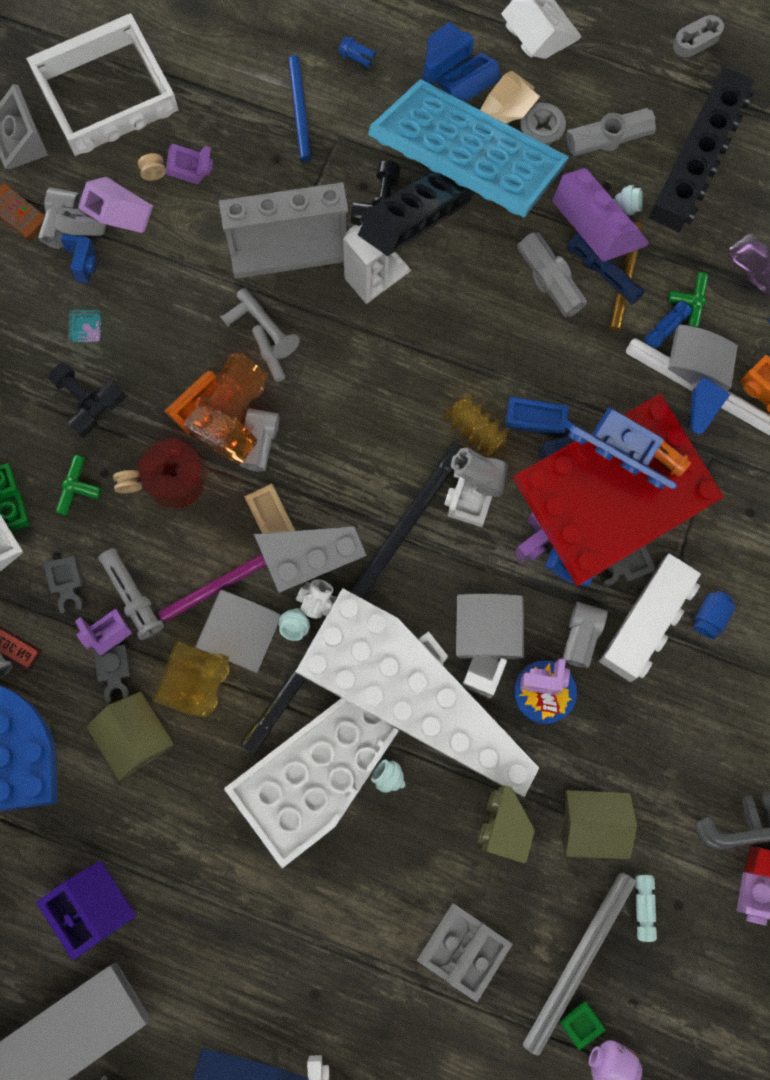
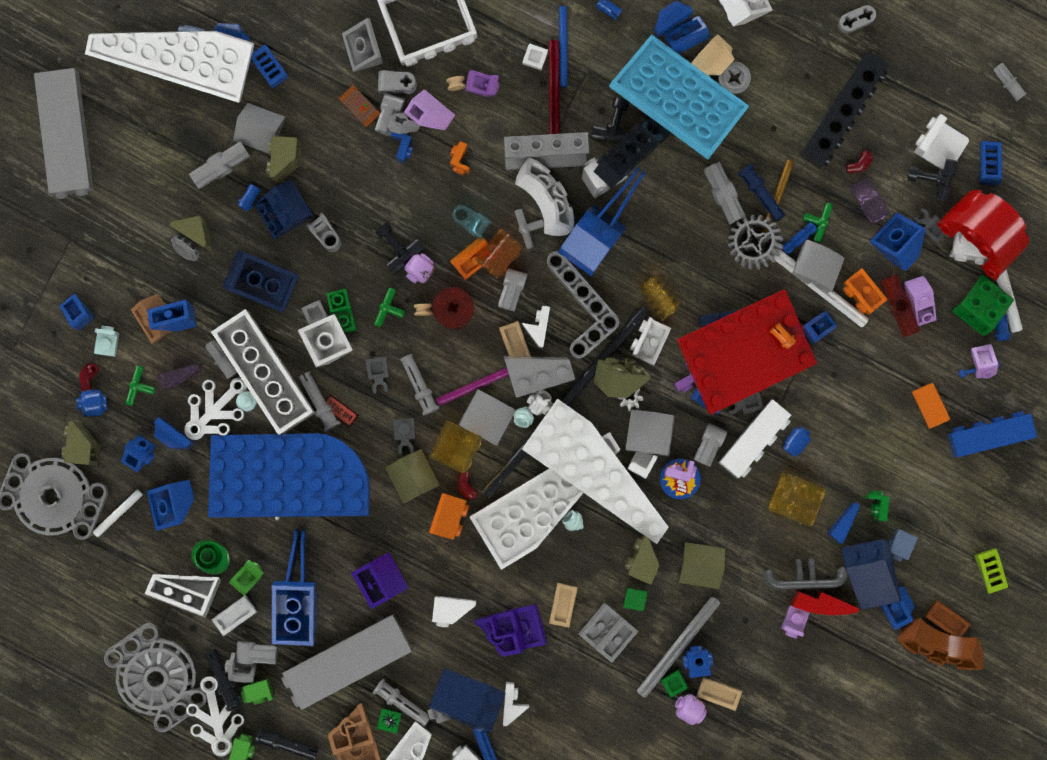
camera: 10 degrees right, 10 degrees up
(65, 172) = (393, 82): none -> light grey piece
(84, 326) = (401, 195): clear light blue tile -> none
(104, 633) = (401, 409): medium lavender bracket -> none
(117, 423) = (419, 268): none -> lavender head
(161, 265) = (457, 154): none -> orange bracket
(189, 791) = (448, 516): none -> orange slope
(193, 349) = (472, 221): none -> clear light blue piece
(205, 944) = (449, 610): none -> white slope
(213, 743) = (464, 488): none -> dark red arm
(220, 432) = (488, 285): clear orange brick -> none
(261, 122) = (535, 57): none -> white plate
(283, 344) = (535, 225): light grey piece -> none
(289, 144) = (553, 80): none -> dark red axle
(298, 302) = (548, 195): none -> white brick
(303, 494) = (536, 332): none -> white slope
(313, 966) = (514, 629): none -> dark purple slope
(369, 446) = (585, 302): none -> light grey beam
(371, 345) = (597, 232): none -> blue slope
(387, 915) = (563, 605): none -> tan tile
(434, 545) = (620, 377): none -> olive slope
(453, 568) = (629, 403): none -> white gear
(486, 473) = (657, 332): light grey piece -> none
(501, 891) = (635, 599): none -> green slope
(536, 416) = (700, 293): blue tile -> none
(596, 135) = (768, 92): light grey piece -> none
(597, 216) = (762, 156): medium lavender slope -> none
(623, 317) = (762, 239): none -> light grey gear
(624, 993) = (701, 668): none -> blue brick
(625, 440) = (753, 325): bracket -> none
(630, 199) = (787, 143): light aqua plate -> none
(645, 908) = (724, 619): light aqua axle -> none
(656, 1033) = (719, 693): none -> tan tile
(705, 404) = (813, 301): blue tile -> none
(716, 445) = (818, 327): none -> blue slope
(727, 702) = (796, 499): none -> clear yellow bracket
(739, 218) = (862, 165): none -> dark red arm

